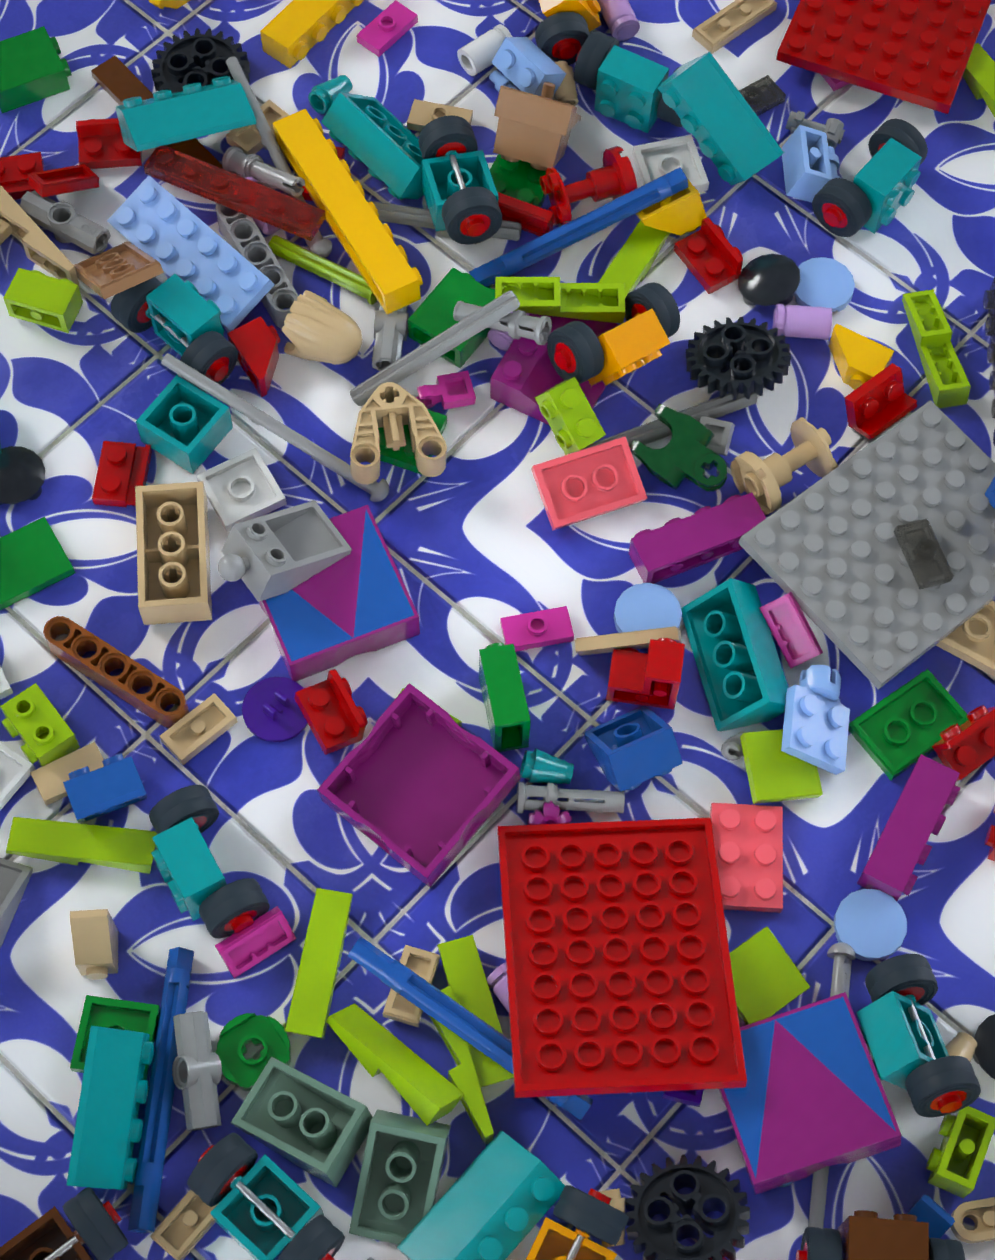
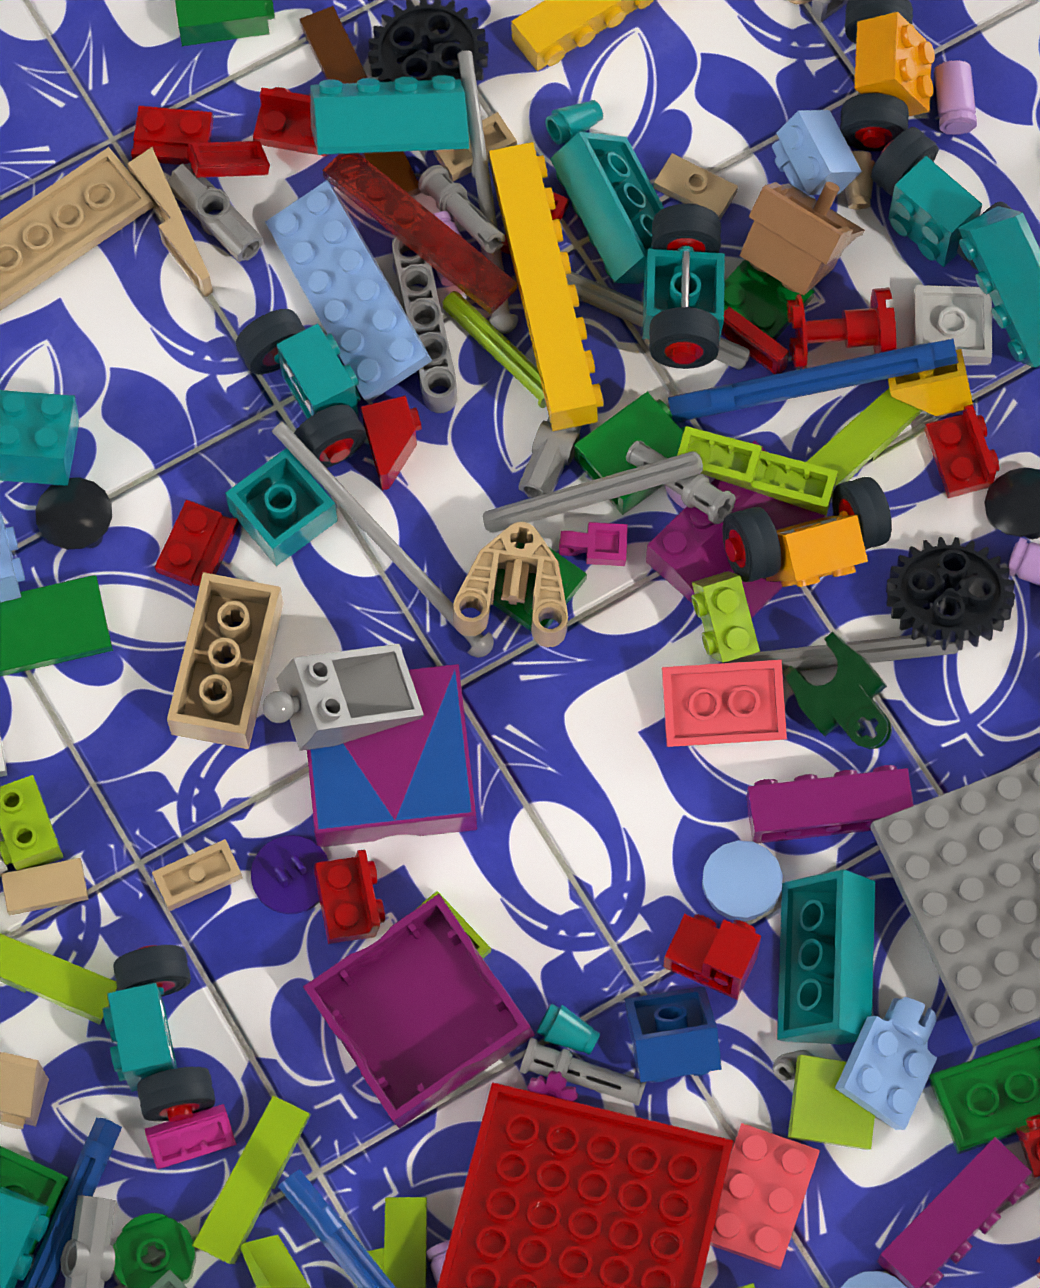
camera: 20 degrees right, 5 degrees up
(43, 299) = (165, 306): lime brick -> none
(105, 788) = (74, 918): blue slope -> none
(108, 659) = (120, 766): dark orange beam -> none
(117, 269) = (255, 297): medium nougat tile -> none
(241, 489) = (325, 601): white plate -> none
(320, 331) = (470, 431): tan hair -> none
(387, 28) = (669, 48): dark pink plate -> none
(423, 964) = (360, 1217): tan plate -> none
(480, 52) = (775, 109): white piece -> none
(504, 697) = (542, 936): green brick -> none
(537, 628) = (610, 862): dark pink plate -> none
(634, 639) = (705, 908): tan tile -> none
(723, 434) = (898, 682): light grey plate -> none
(768, 475) = (943, 749): tan piece -> none
(791, 630) = (898, 947): dark pink plate -> none

